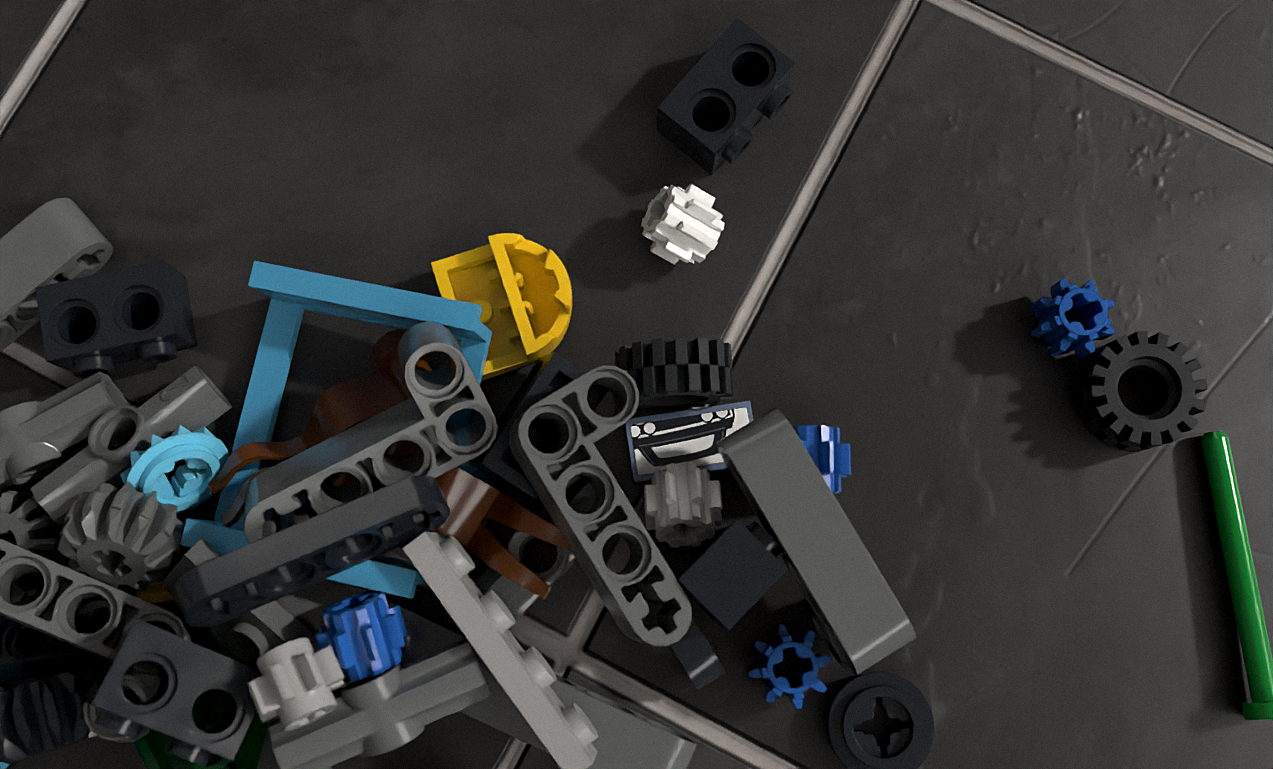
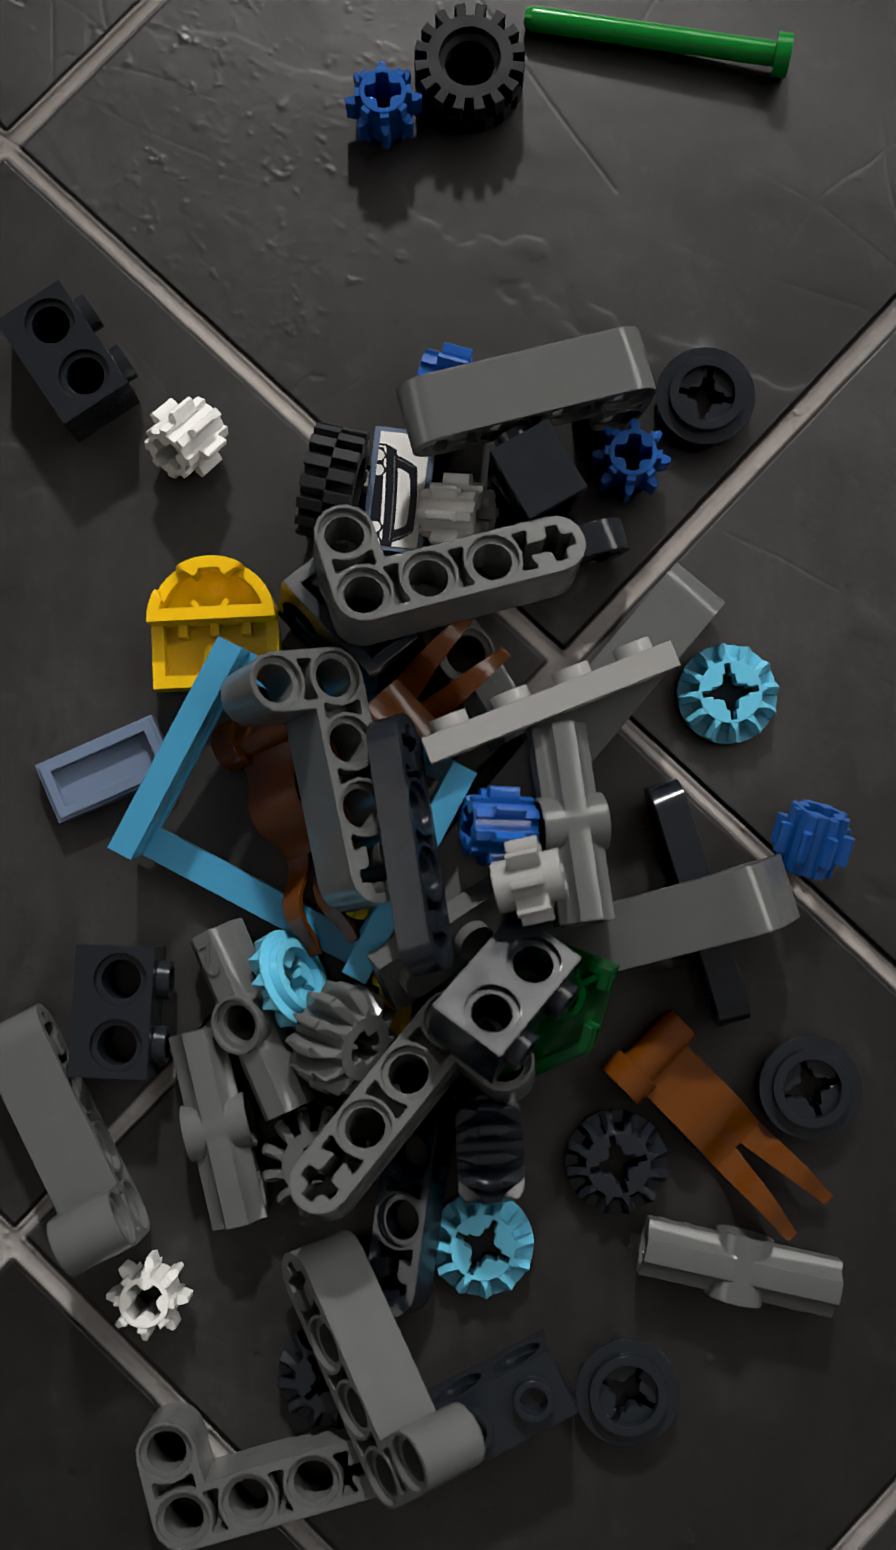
camera: 75 degrees left, 5 degrees up
(347, 238) = (100, 769): none -> sand blue tile

